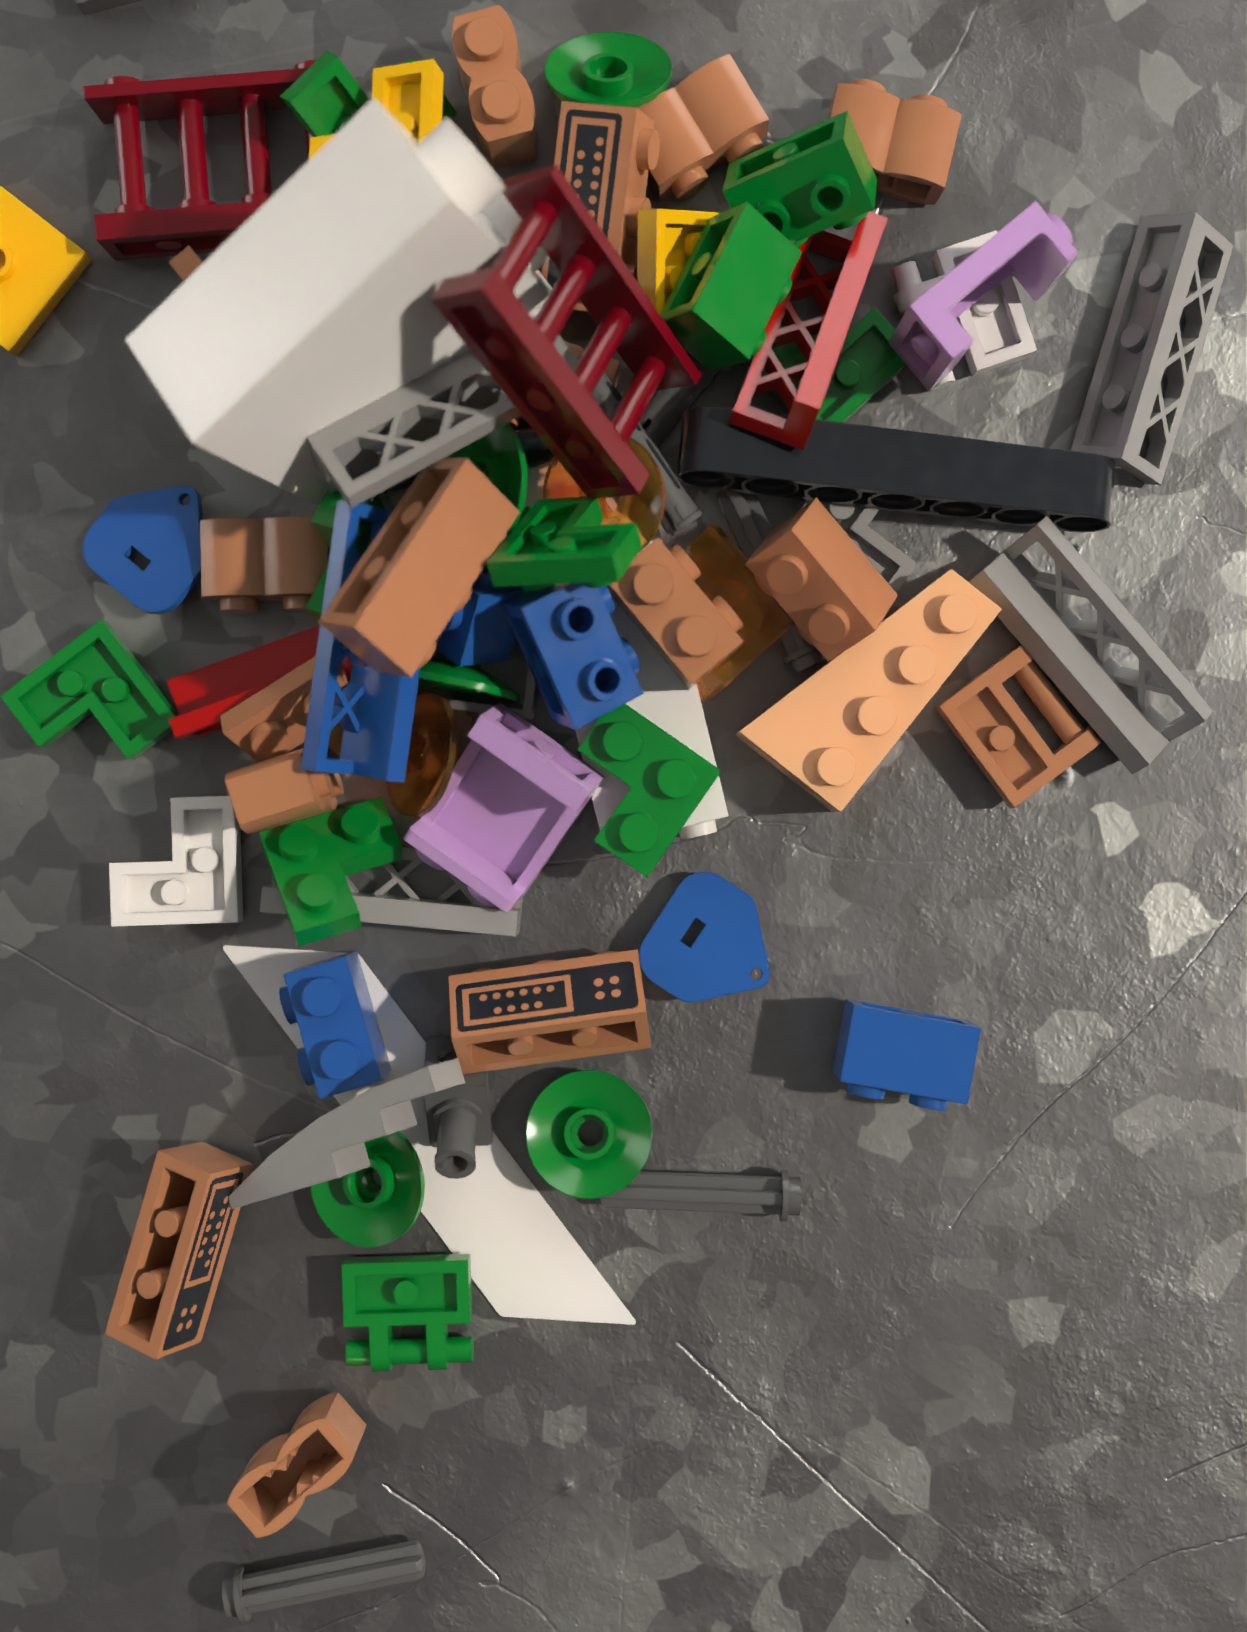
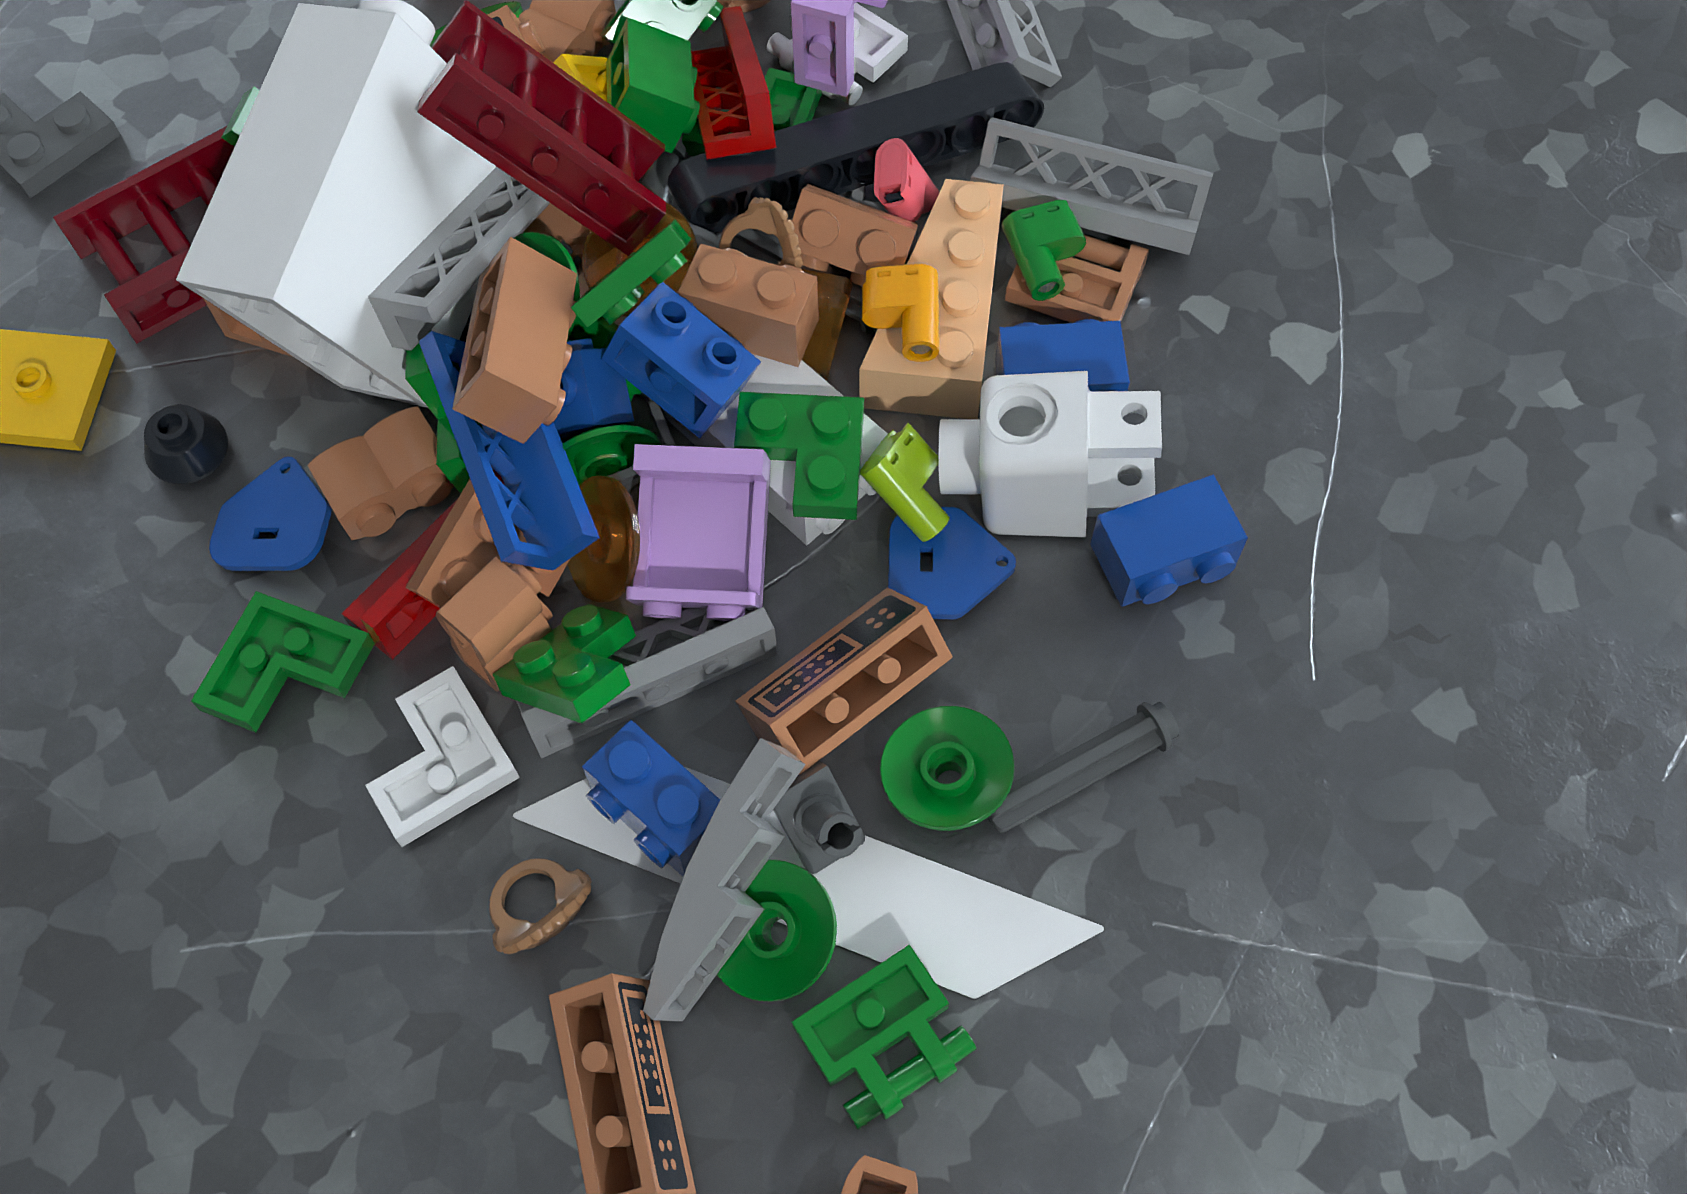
camera: 30 degrees left, 25 degrees down
(109, 415) = (183, 444): none -> black cone
(229, 1054) = (518, 935): none -> medium nougat piece
(710, 858) = (898, 475): none -> lime piece
(741, 542) = (771, 219): none -> medium nougat piece
(824, 696) = (905, 299): none -> light orange piece
(872, 939) = (1050, 452): none -> white piece
(909, 541) = (902, 181): none -> coral piece
(929, 826) = (1066, 348): none -> blue brick
(997, 679) = (1041, 238): none -> green piece

